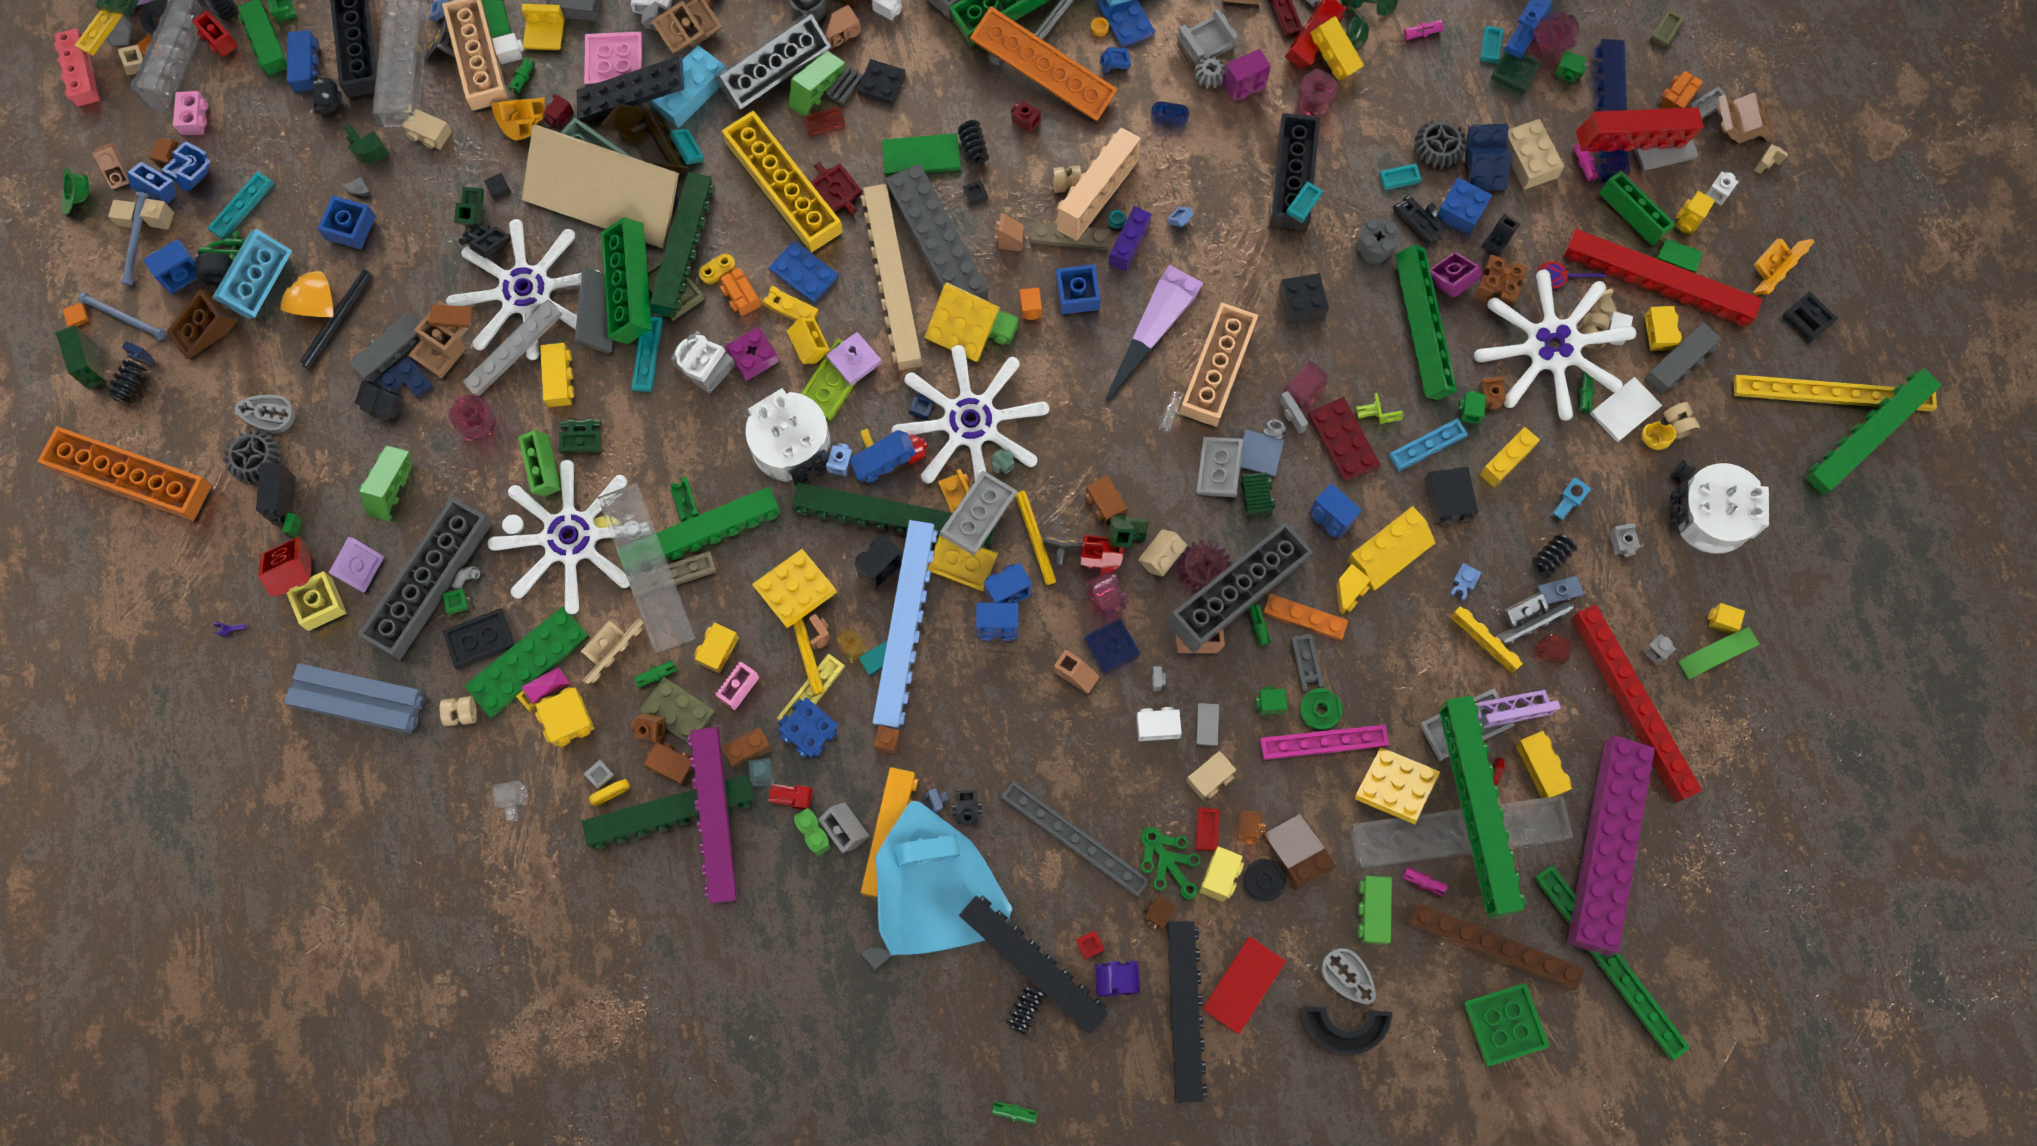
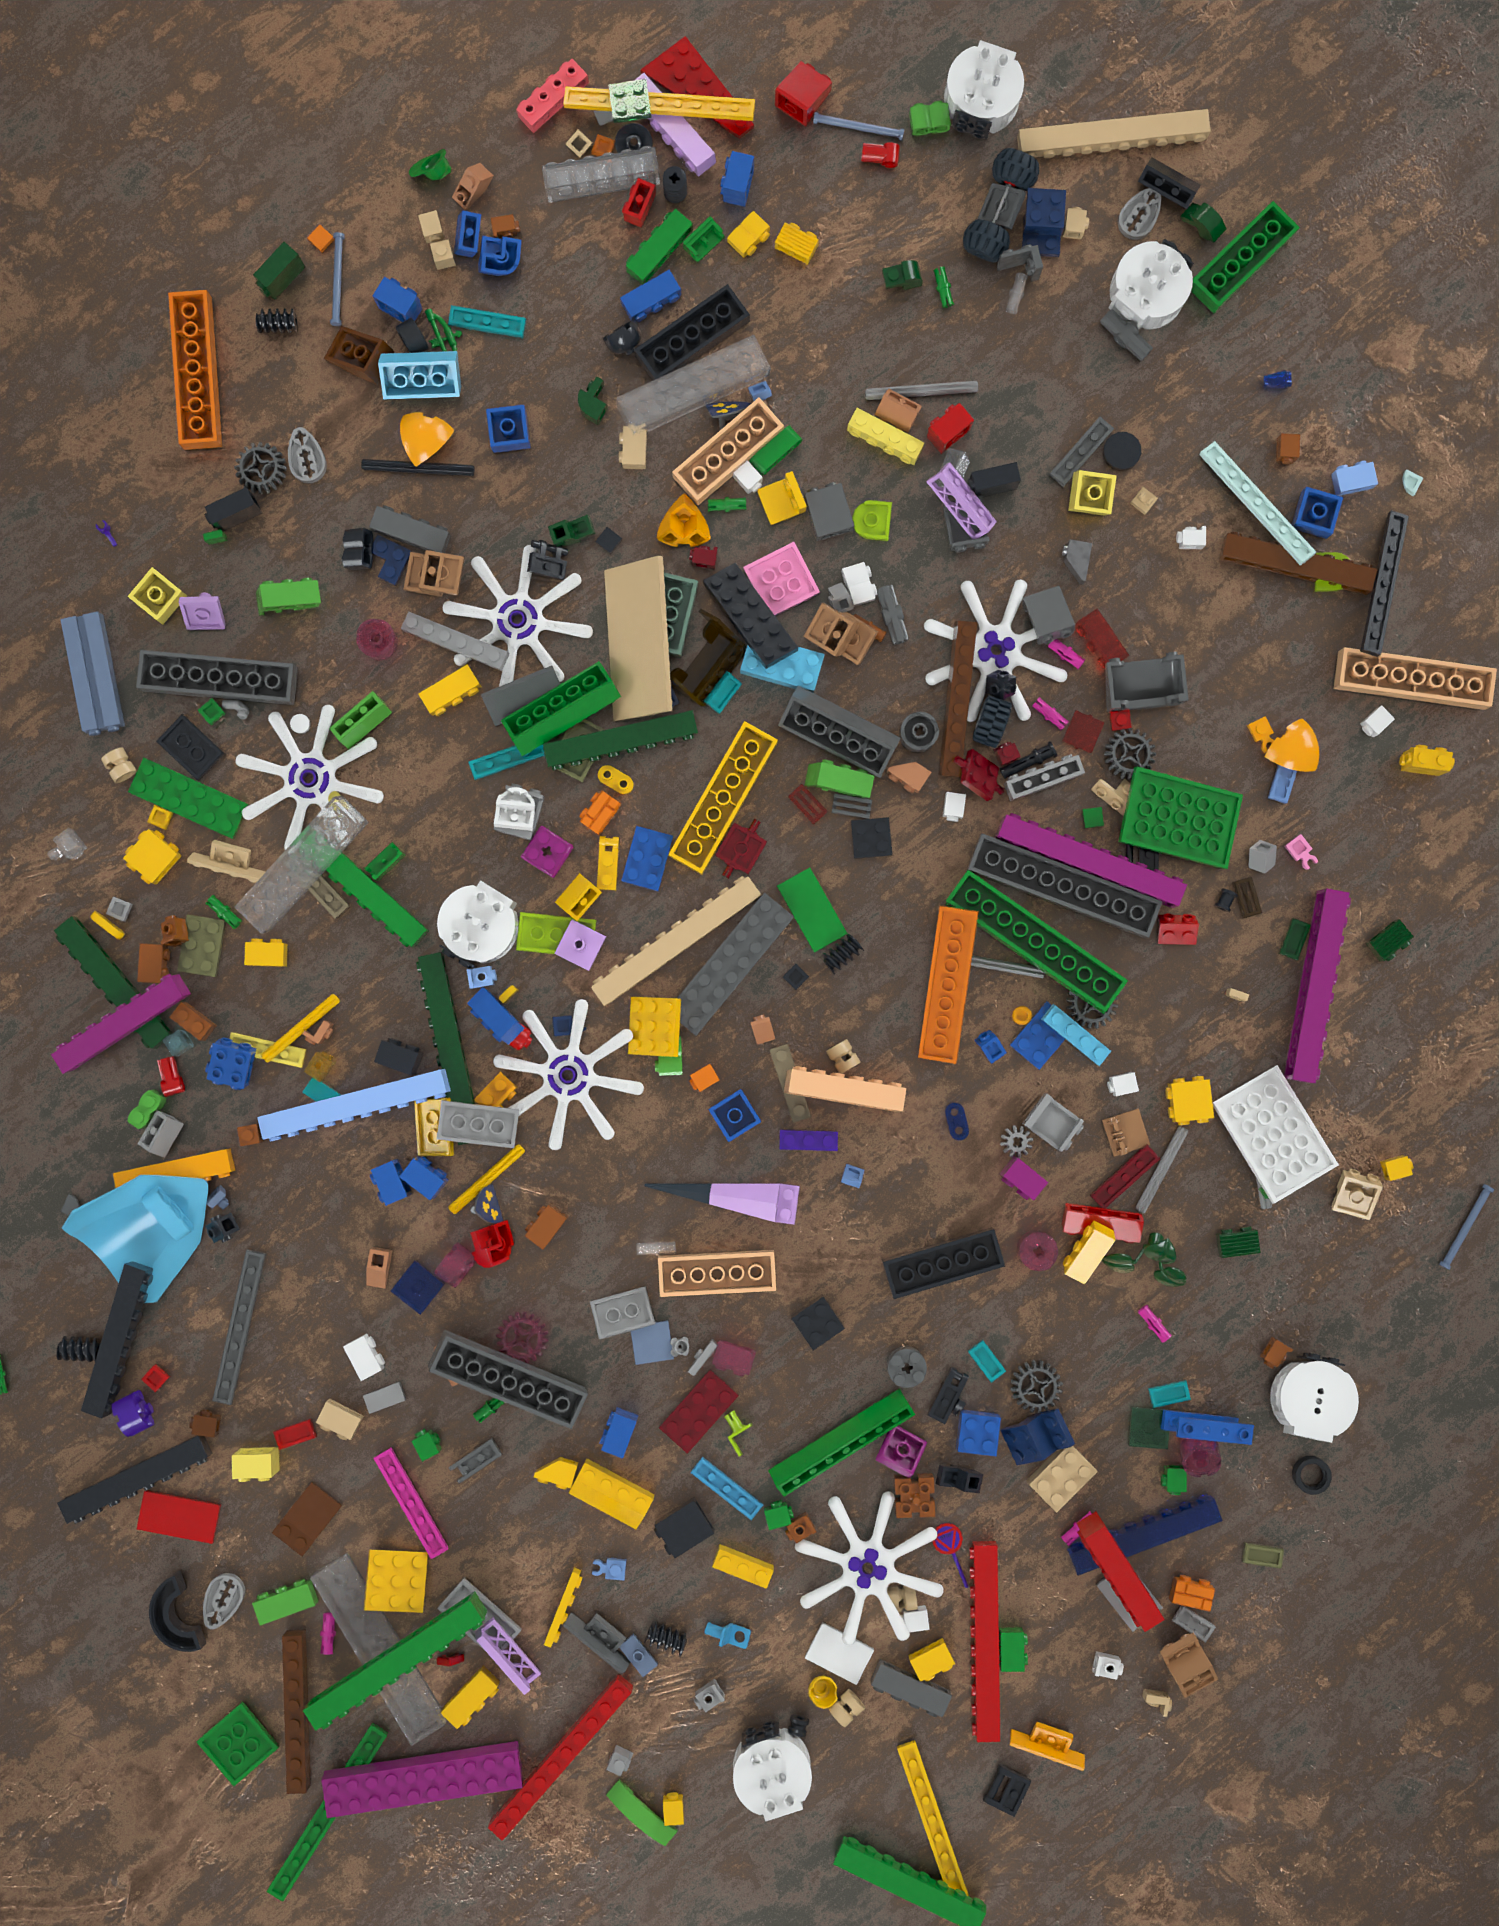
camera: 65 degrees right, 15 degrees up
(133, 243) = (409, 249): sand blue bar -> none
(138, 353) = (303, 318): dark blue plate -> none
(190, 113) = (550, 220): bright pink brick -> none
(285, 567) = (170, 556): red brick -> none
(357, 187) = (550, 417): flat silver tile -> none
(451, 316) = (451, 576): dark orange tile -> none
(545, 685) = (173, 825): dark pink slope -> none
(580, 441) = (399, 742): dark green plate -> none
(737, 686) = (240, 987): bright pink brick -> none
(794, 588) = (347, 994): yellow plate -> none
(1002, 461) = (541, 1120): sand green gear -> none
(1025, 116) = (890, 995): dark red brick -> none
(1116, 219) = (825, 1118): teal plate -> none
(1125, 529) = (522, 1254): dark green brick -> none
(1158, 679) = (404, 1340): light grey plate -> none
(1162, 552) = (517, 1296): tan brick -> none
(1168, 860) = (253, 1411): green plant -> none
(1250, 826) = (310, 1470): clear orange brick -> none
(1257, 495) = (609, 1356): dark green brick -> none
(1264, 880) = (273, 1499): black tile -> none
(1304, 202) = (908, 1287): teal tile -> none
(1305, 617) = (517, 1444): orange plate -> none
(1327, 700) = (435, 1499): green plate -> none
(1554, 649) = (580, 1669): clear red brick -> none
(1586, 392) = (836, 1613): green pin -> none
(1604, 304) = (933, 1603): tan bracket -> none
(1637, 208) = (1045, 1594): green brick -> none
(1693, 213) = (1061, 1649): yellow brick -> none

